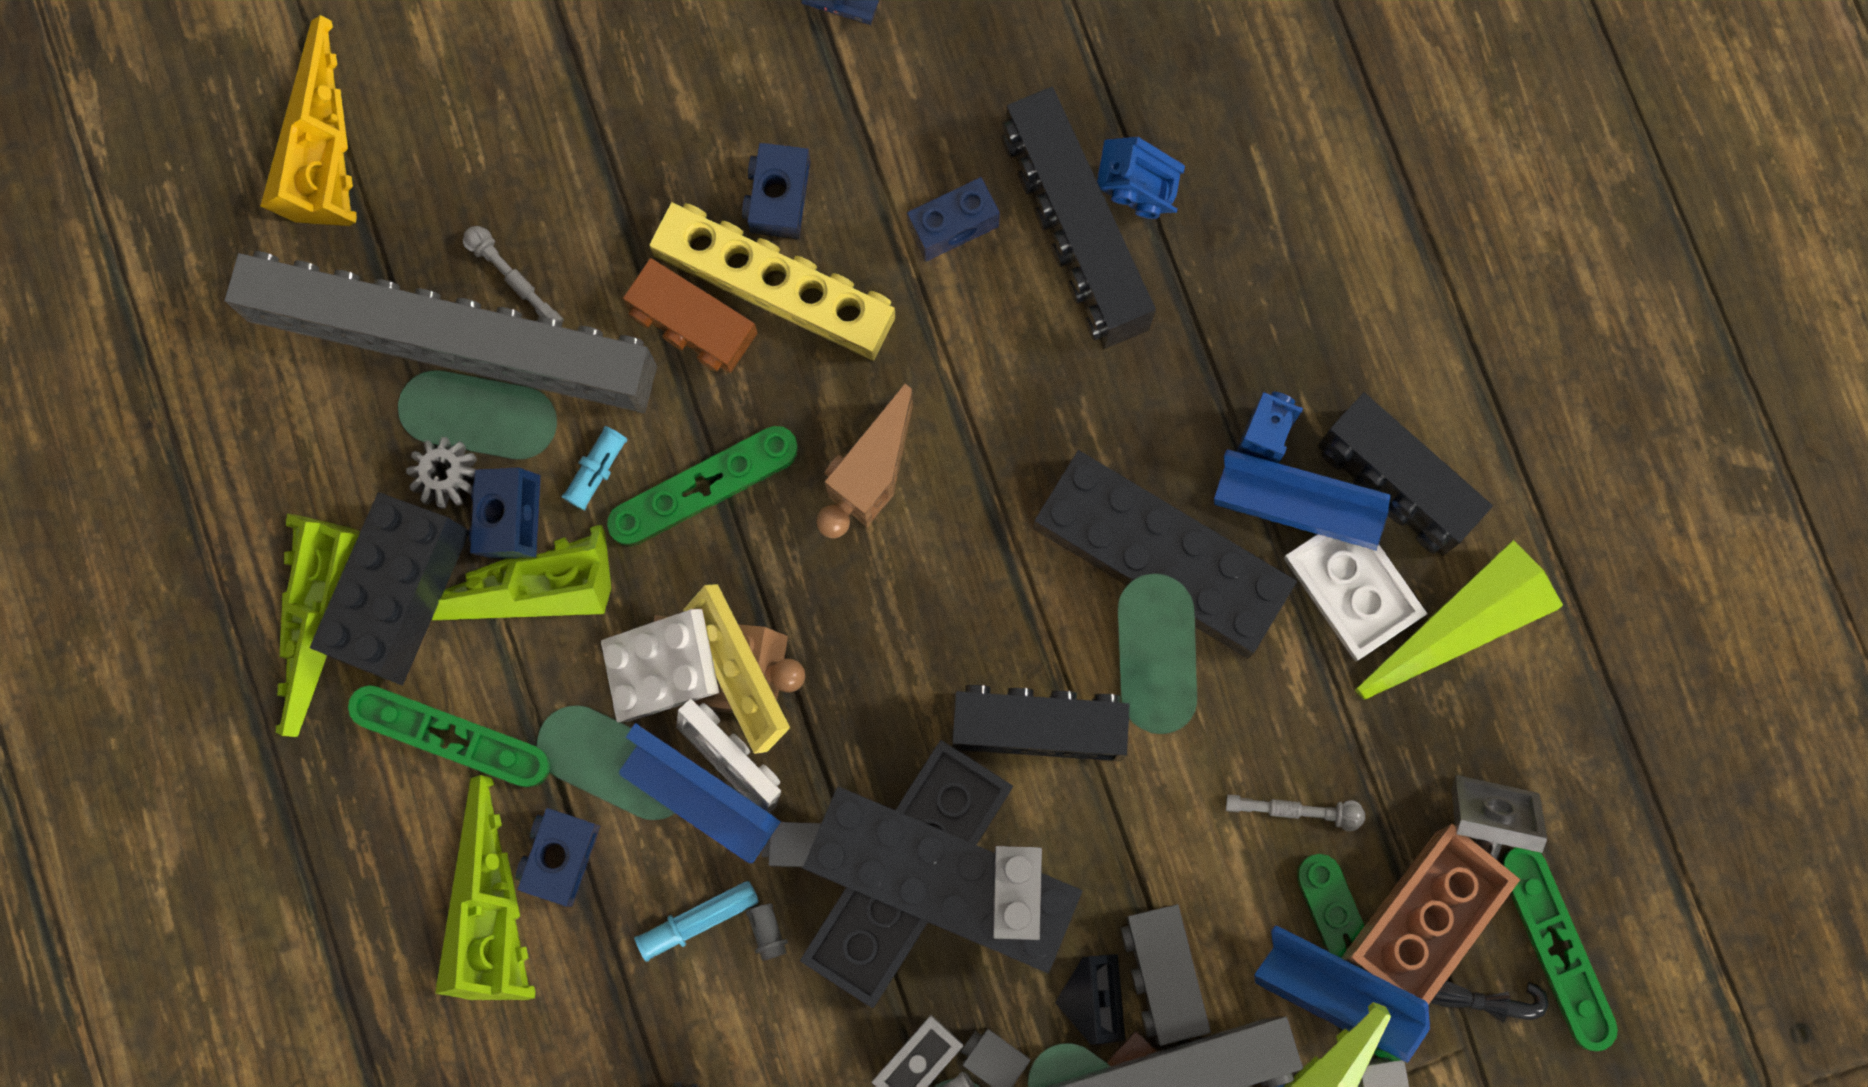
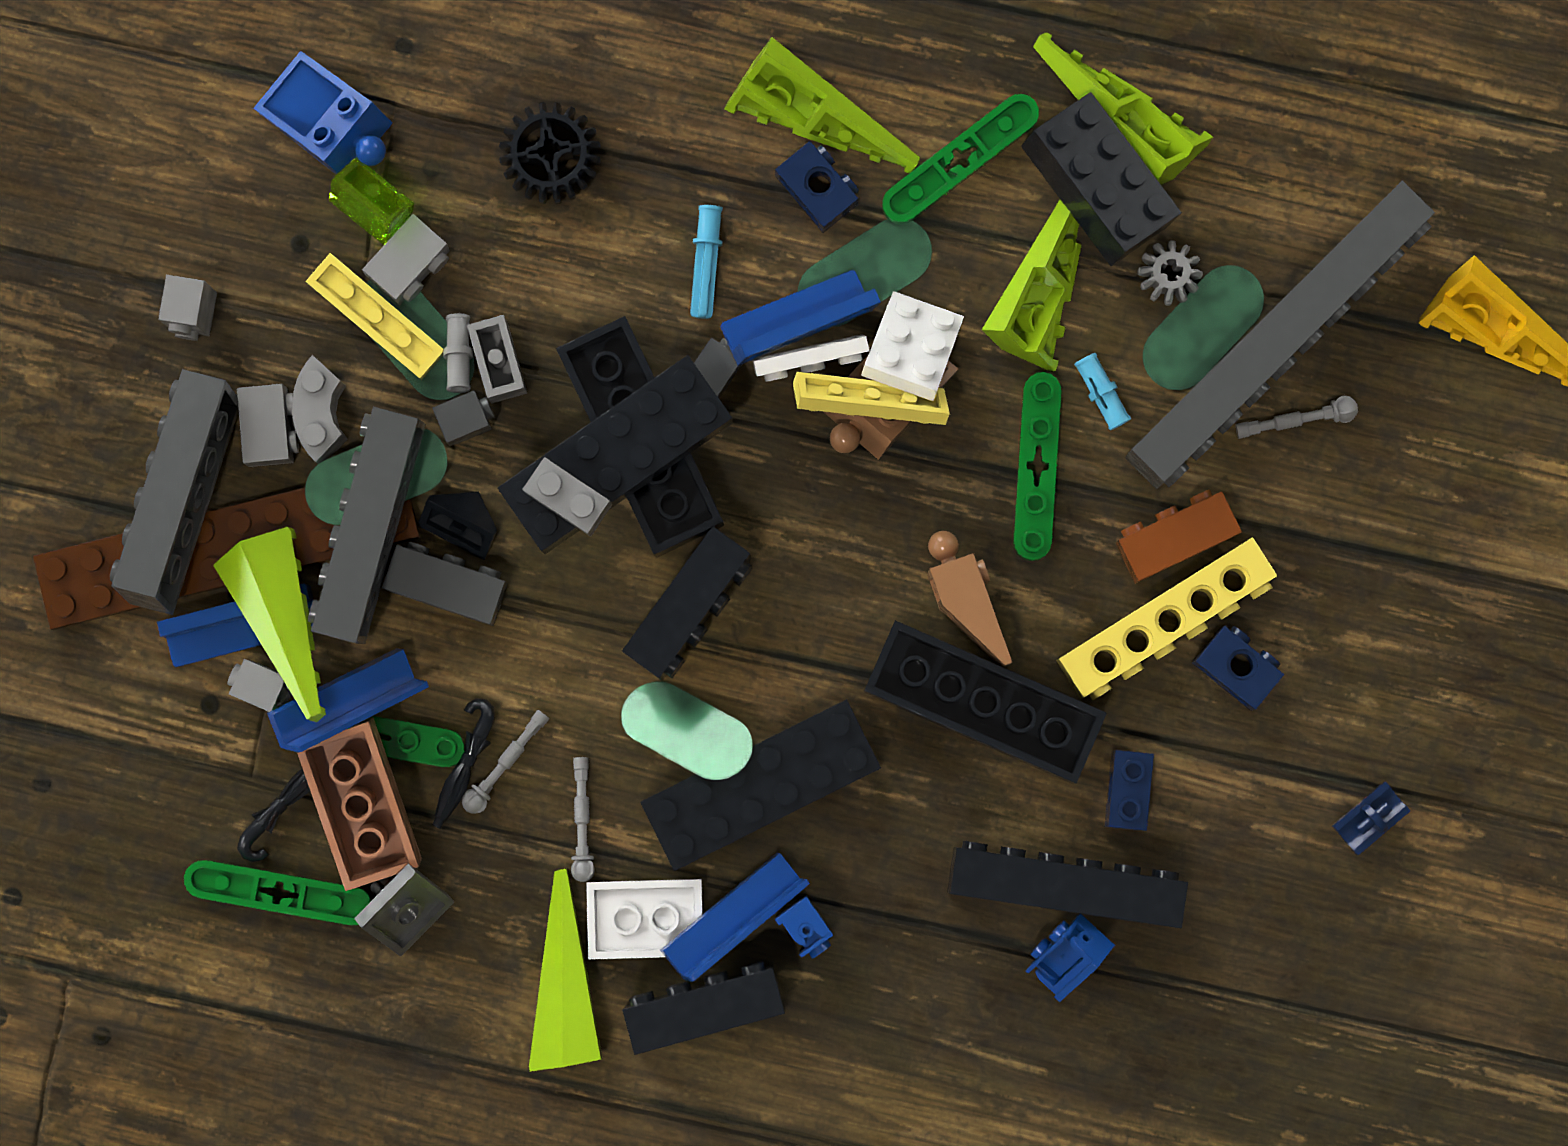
camera: 125 degrees right, 5 degrees up
(518, 528) = (1110, 318): dark blue brick -> none
(766, 932) = (664, 308): dark grey pin -> none
(956, 396) = (985, 702): none -> black brick
(1341, 843) = (458, 780): none -> black piece
(1345, 675) = (582, 867): none -> light grey piece

